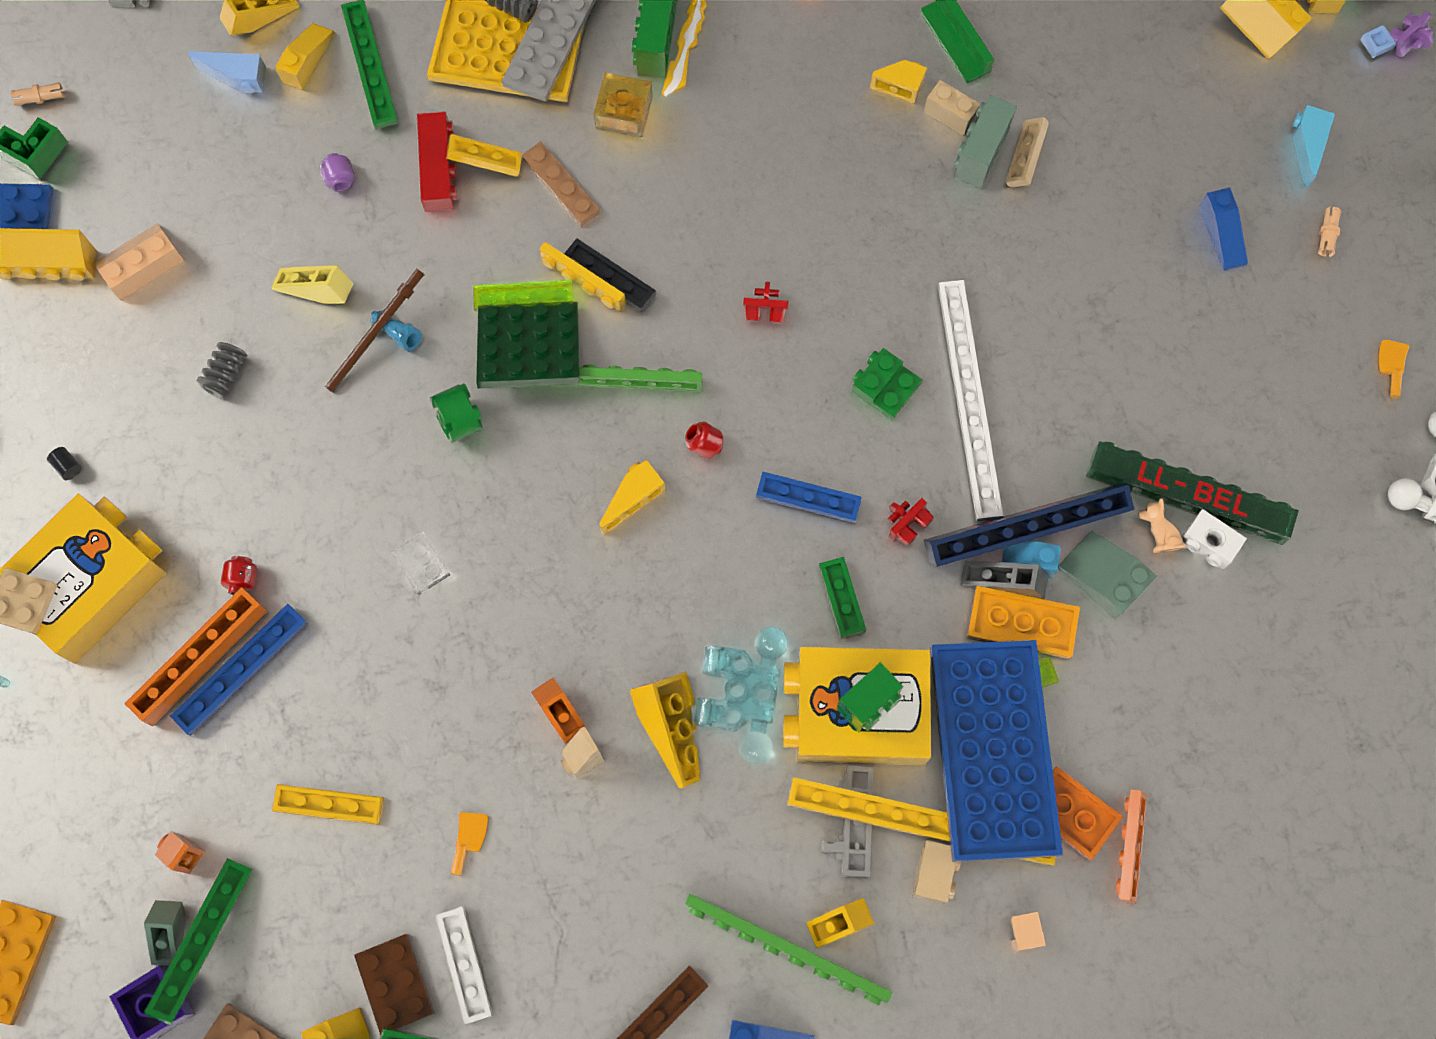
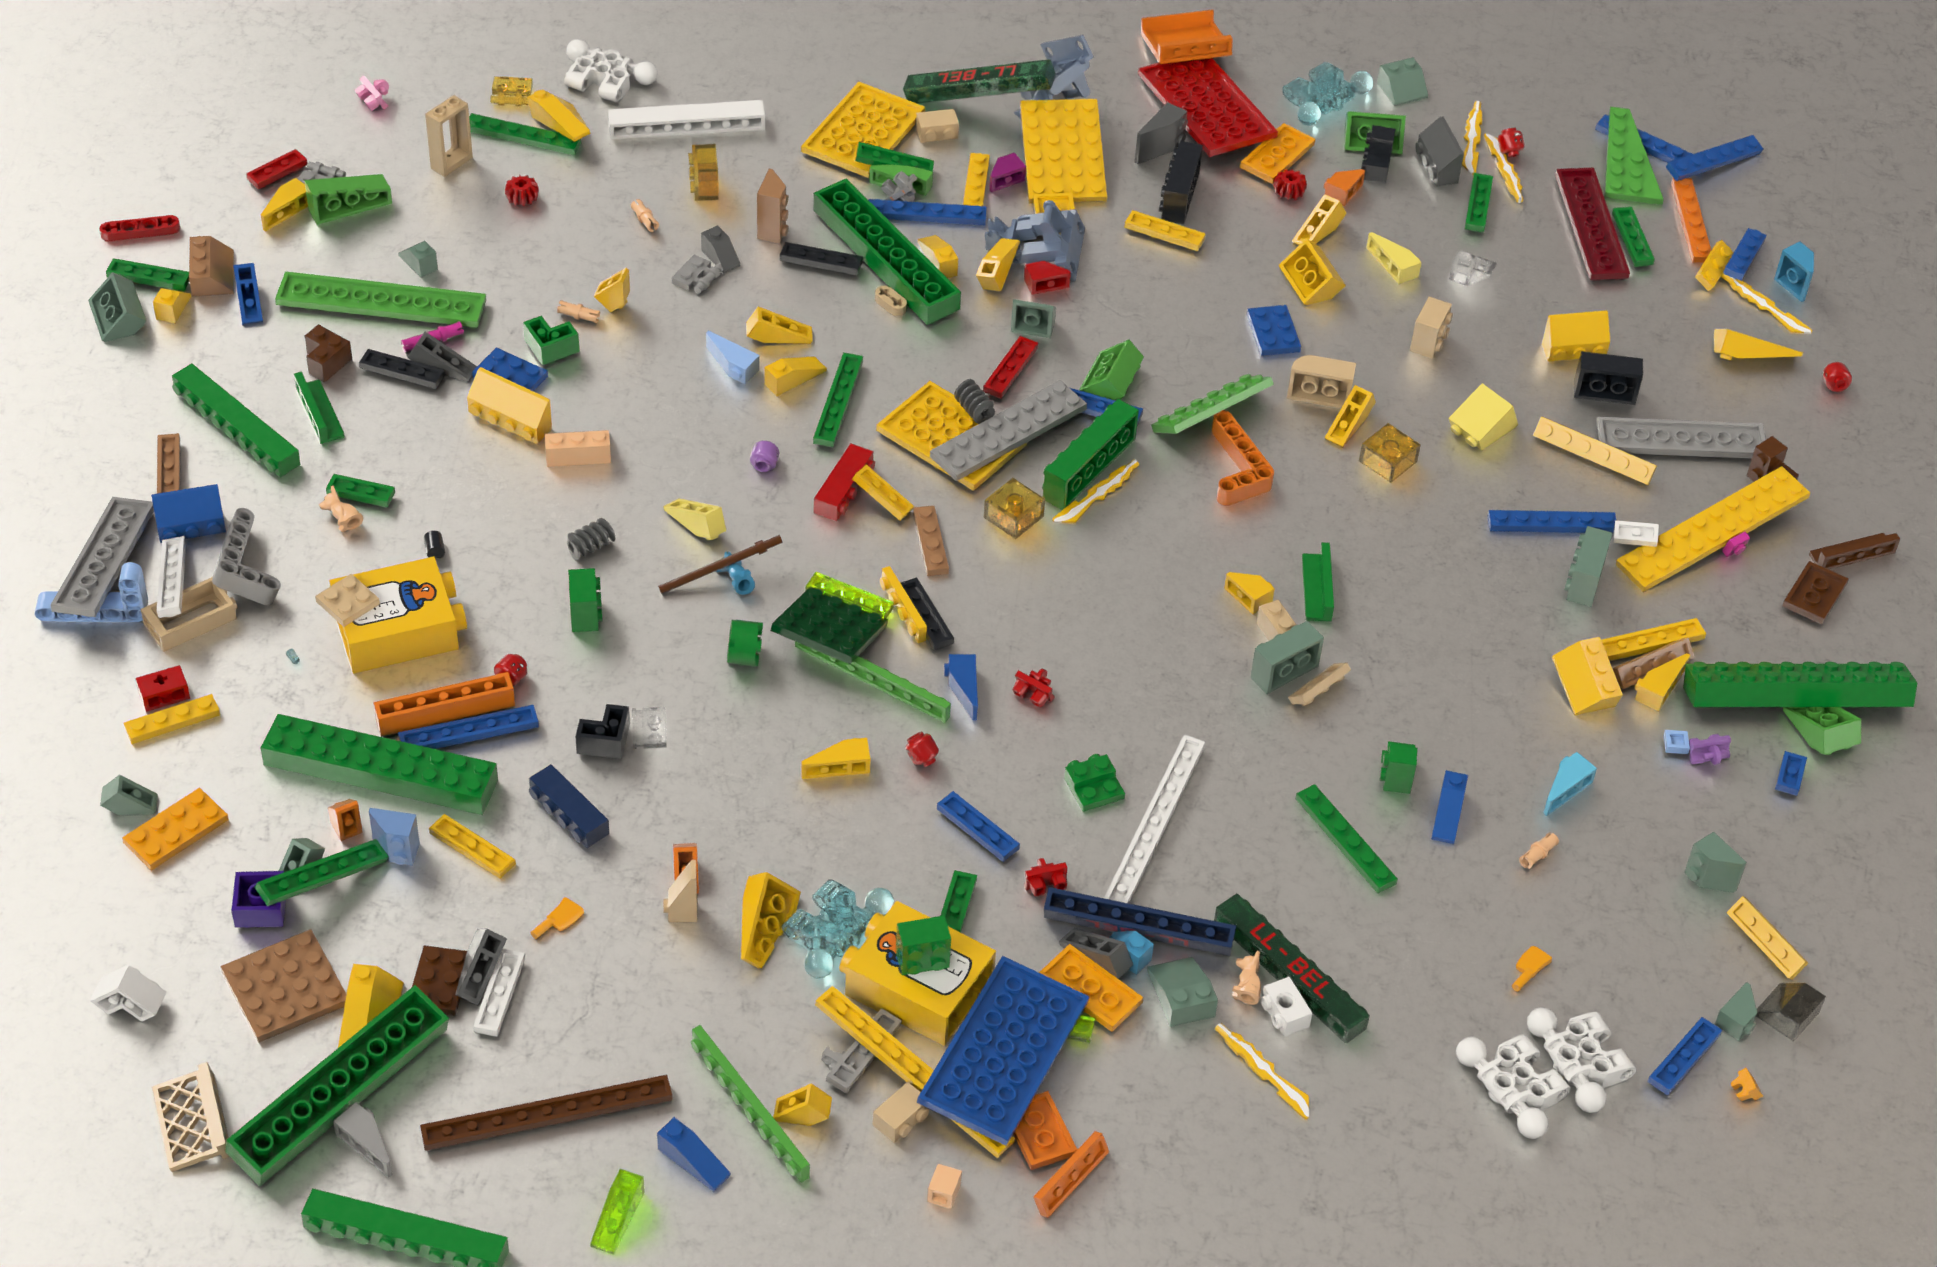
camera: 25 degrees right, 25 degrees down
(60, 52) = (614, 291): none -> yellow slope
(172, 766) = (379, 764): none -> green brick
(248, 848) = (396, 834): none -> medium blue slope
(264, 450) = (584, 600): none -> green brick
(387, 603) = (604, 737): none -> black brick
(397, 704) = (568, 806): none -> dark blue brick
(426, 947) = (479, 964): none -> dark grey slope
(695, 336) = (963, 681): none -> blue slope
(1151, 315) = (1346, 838): none -> green plate
(1157, 208) = (1399, 767): none -> green brick
(1228, 617) = (1265, 1070): none -> yellow sword

